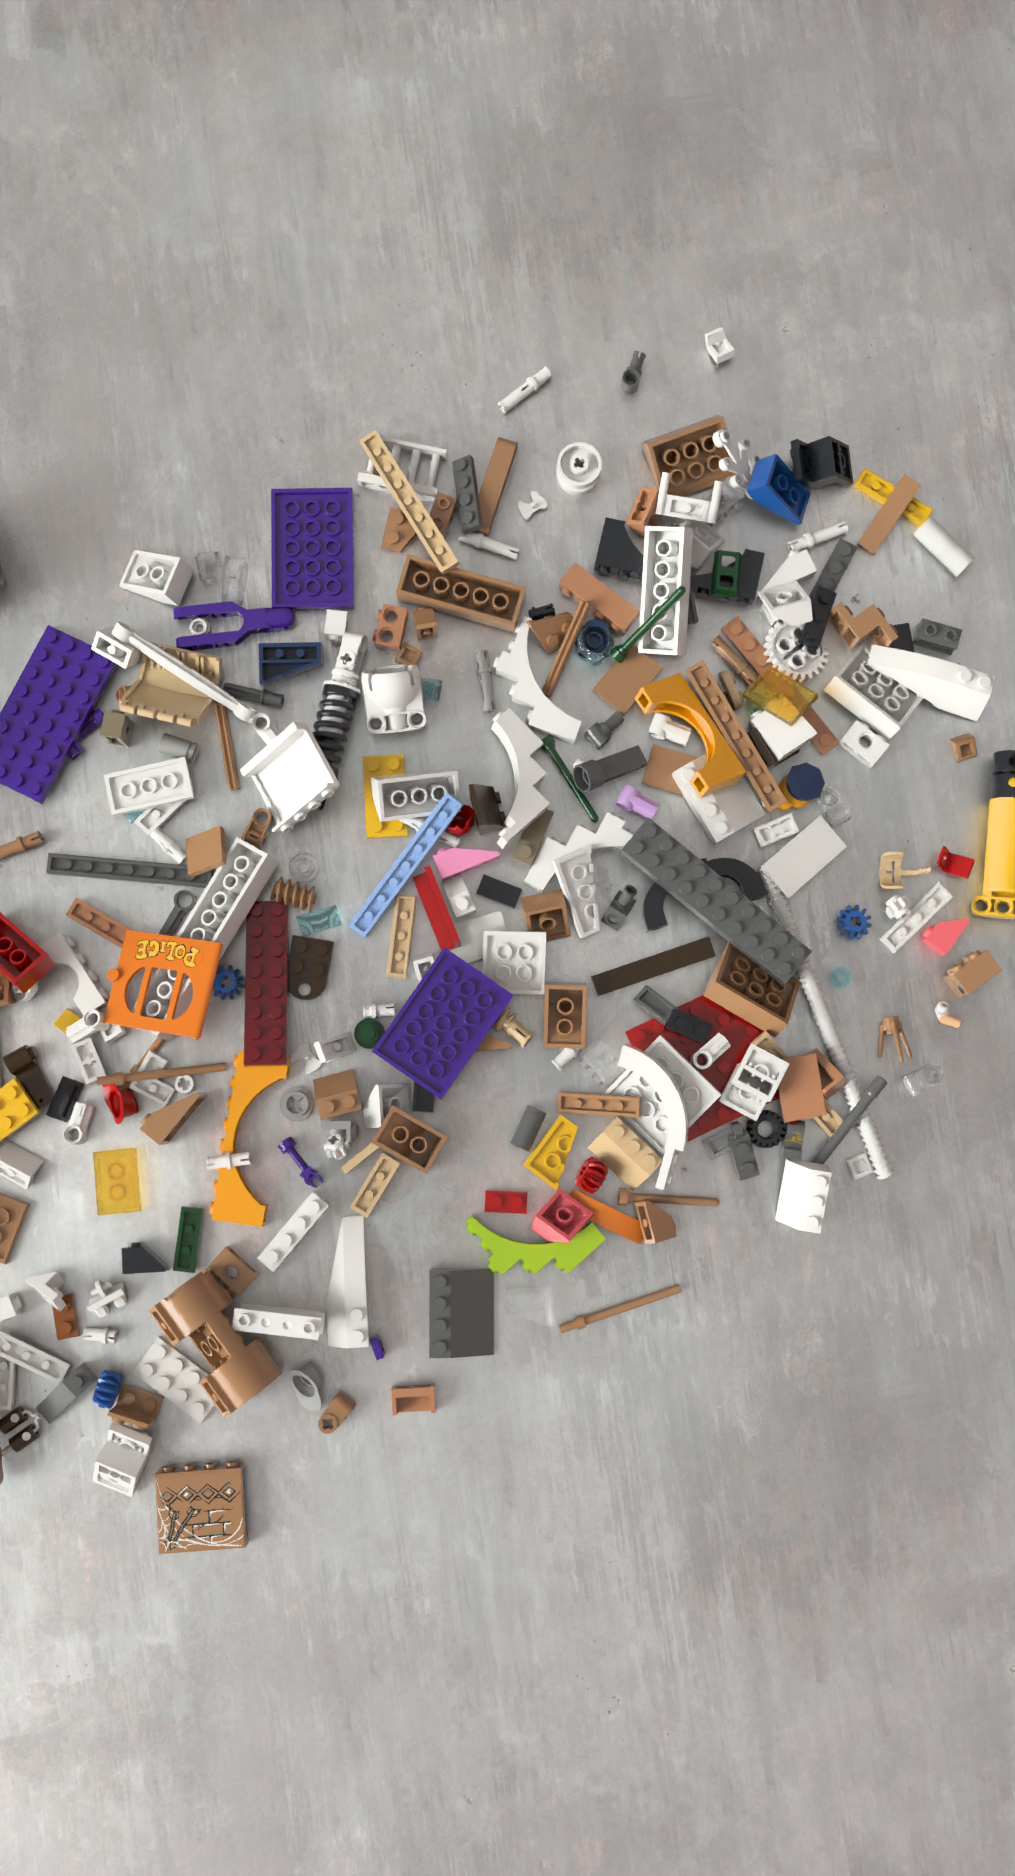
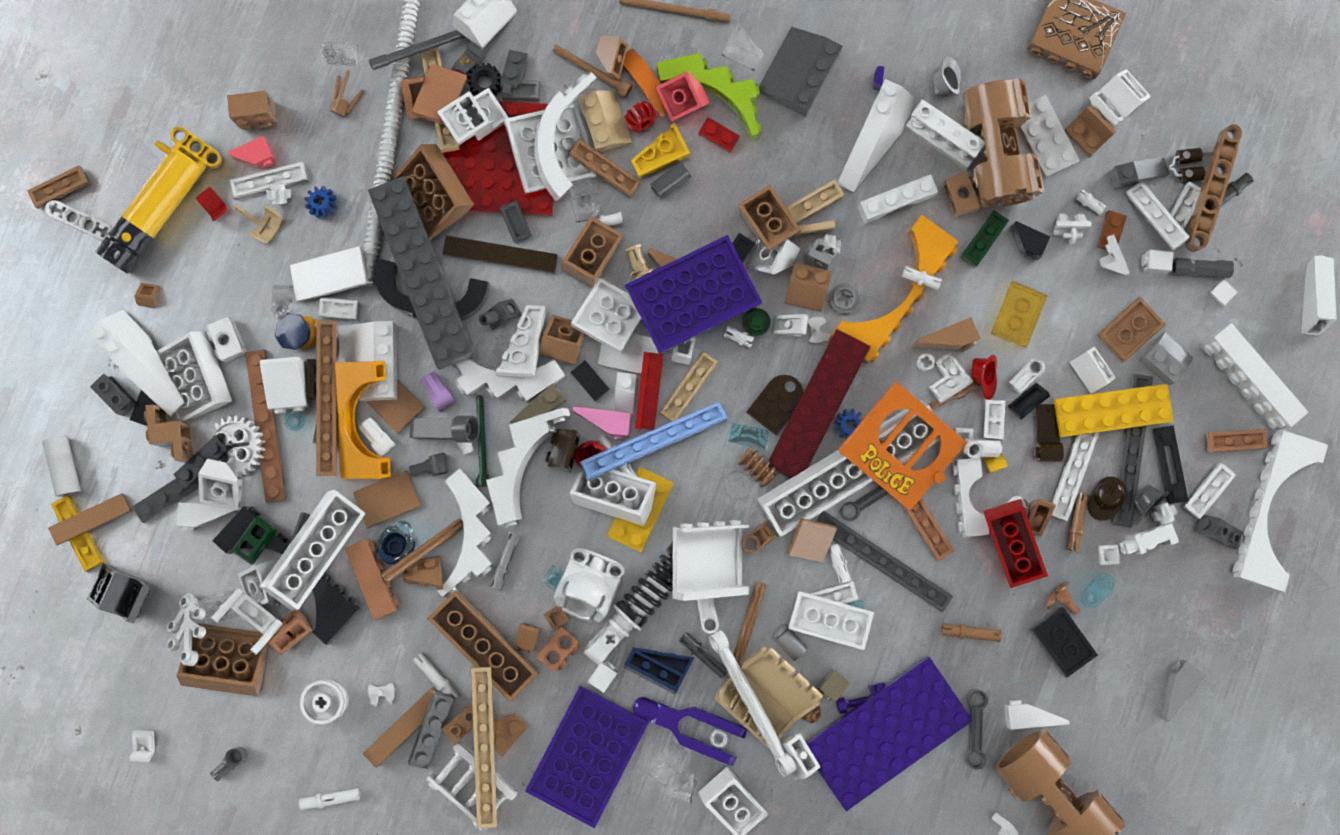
camera: 150 degrees left, 0 degrees up
(107, 1389) = (1105, 156): blue gear -> none
(119, 1078) = (976, 389): medium nougat bar -> none
(308, 1172) = (868, 267): dark purple bar -> none
(338, 1411) = (934, 47): medium nougat piece -> none
(413, 1398) = (870, 26): nougat panel -> none
(541, 612) = (426, 594): black pin -> none
(620, 652) = (379, 522): dark green piece -> none
(689, 1026) = (499, 189): black plate -> none
(711, 1051) = (492, 159): white piece -> none
(728, 684) = (306, 450): tan plate -> none
(741, 667) = (290, 464): medium nougat pin -> none
(776, 489) = (169, 589): blue slope -> none
(780, 695) = (270, 411): clear yellow tile -> none
(808, 540) = (168, 534): white pin -> none
(846, 977) = (357, 160): clear light blue plate -> none
(859, 1166) = (428, 16): white tile -> none
(944, 1017) = (294, 92): arm -> none

